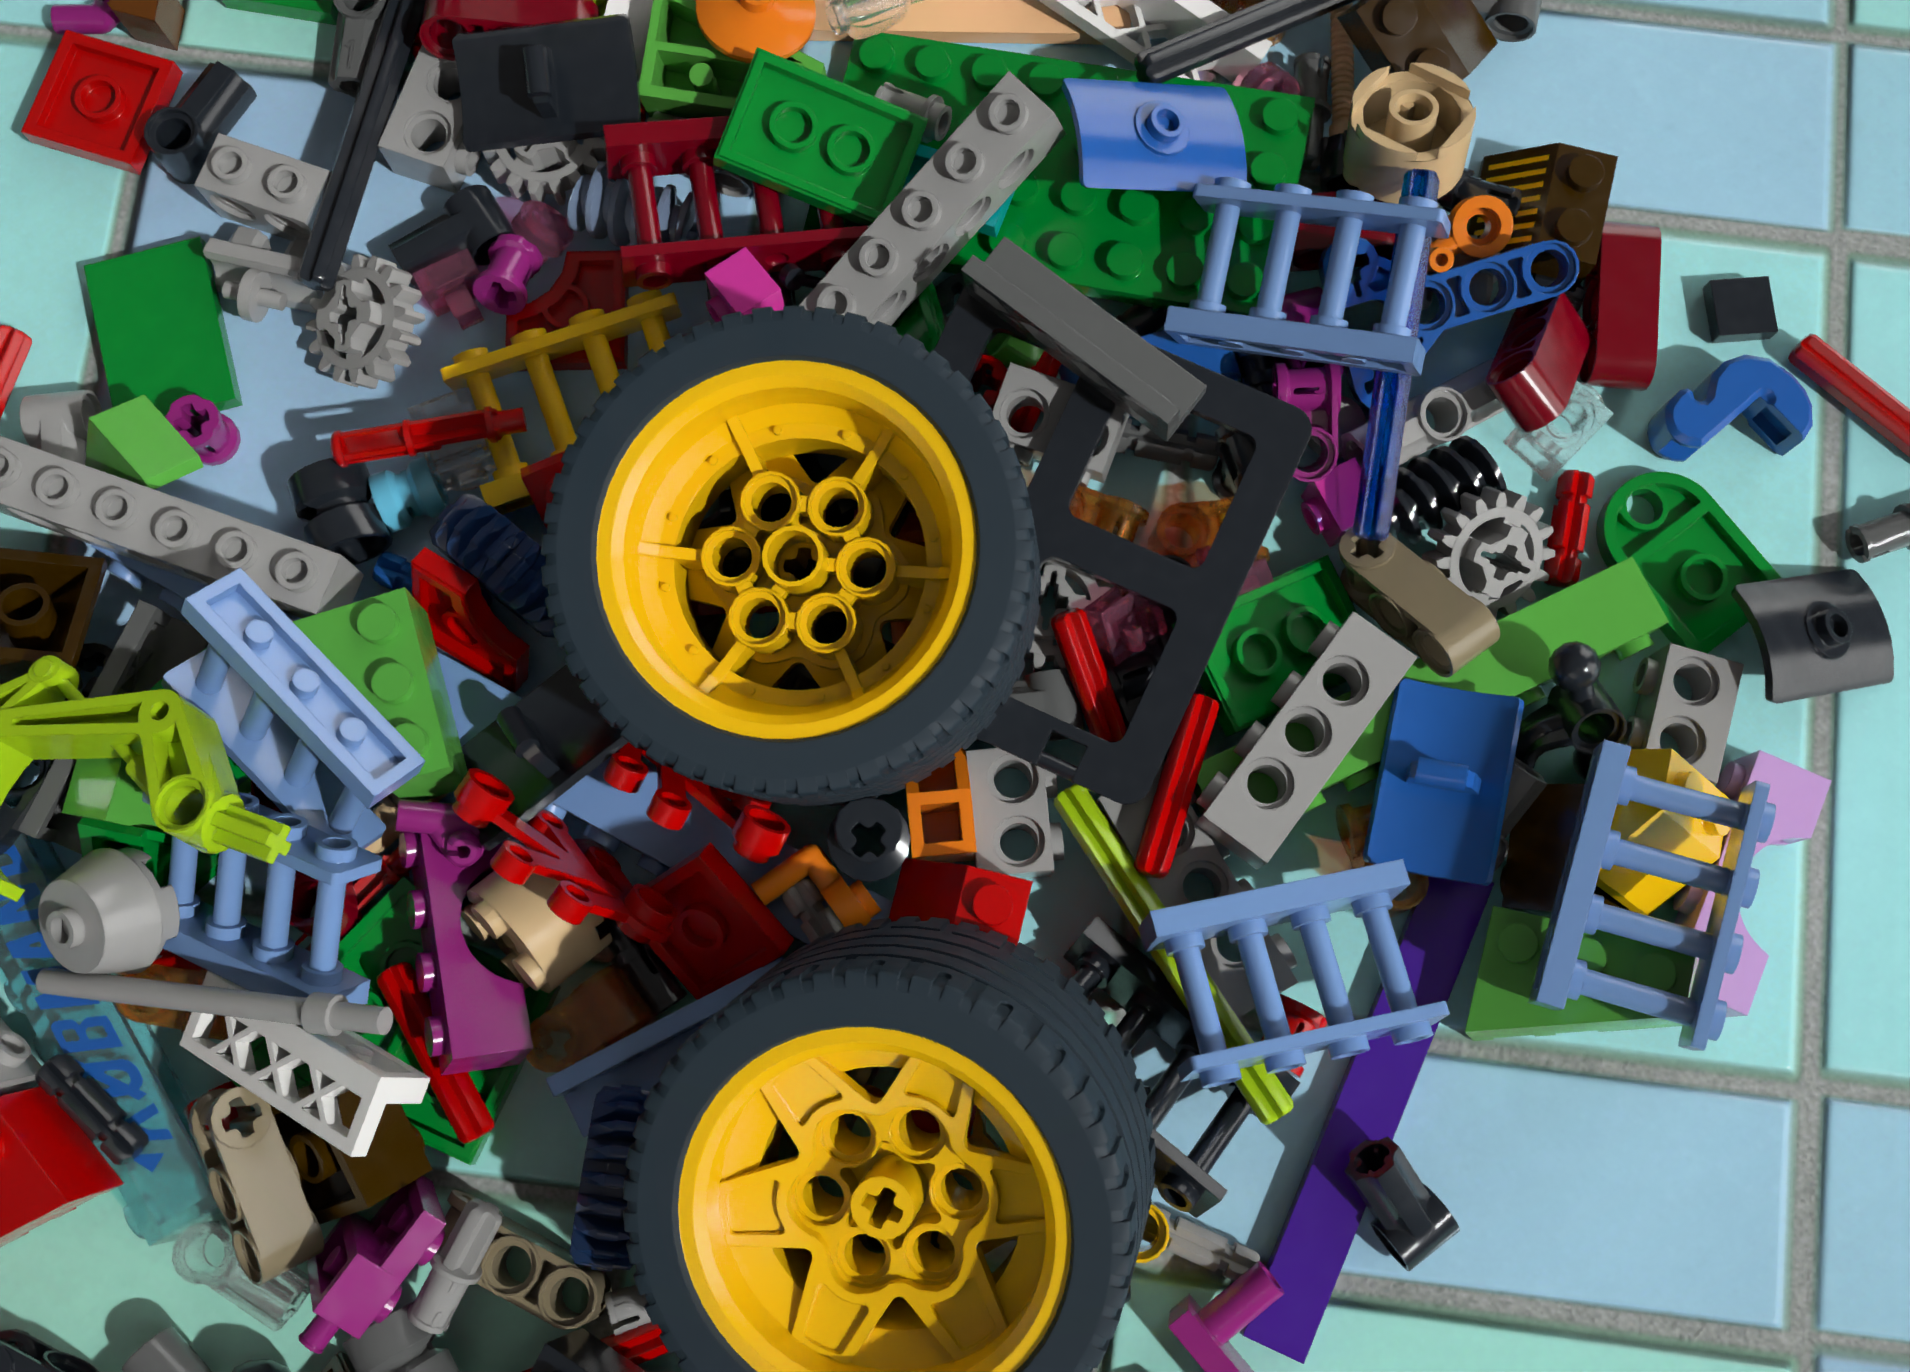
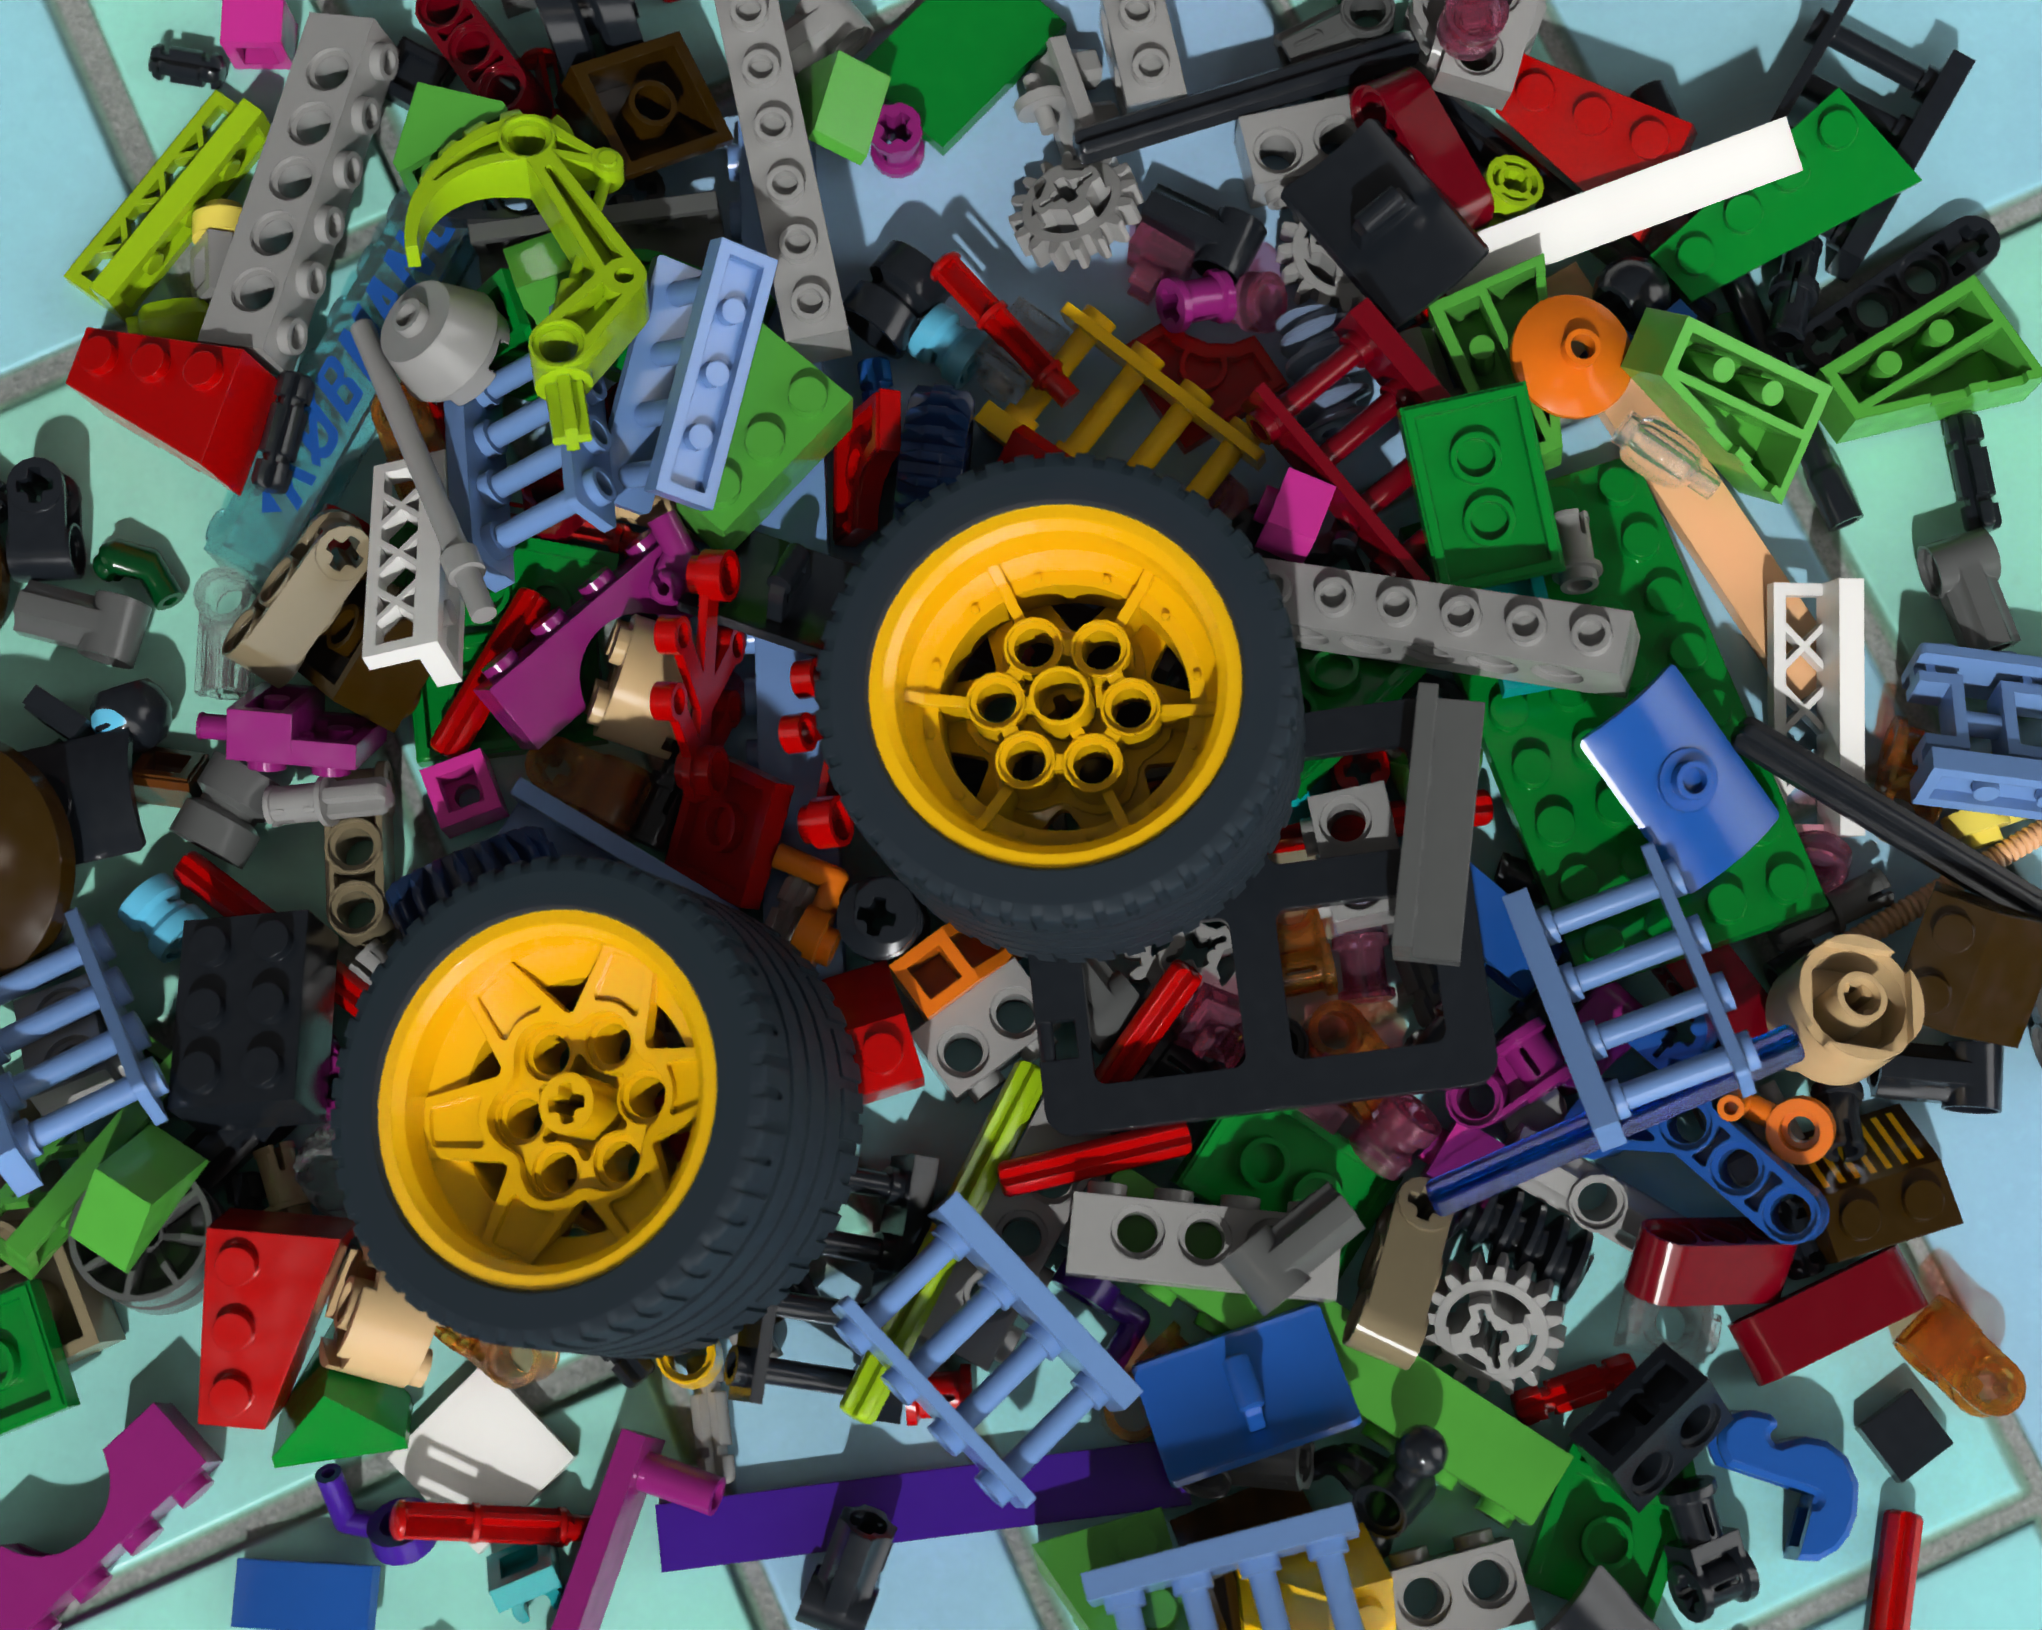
camera: 60 degrees right, 0 degrees up
(108, 1326) = (132, 560): none -> dark green arm
(504, 1140) = (450, 779): none -> dark pink plate
(1141, 483) = (1363, 968): none -> clear pink bush
(1296, 539) = (1395, 1135): none -> clear pink wheel
(1309, 840) = (1107, 1299): none -> dark purple plate
(1363, 679) = (1281, 1257): none -> dark grey piece
(1499, 97) = (1956, 1075): none -> black piece
(1644, 481) = (1651, 1426): none -> black brick
(1713, 229) = (1953, 1352): none -> clear orange piece
(1754, 506) = (1705, 1551): none -> black connector

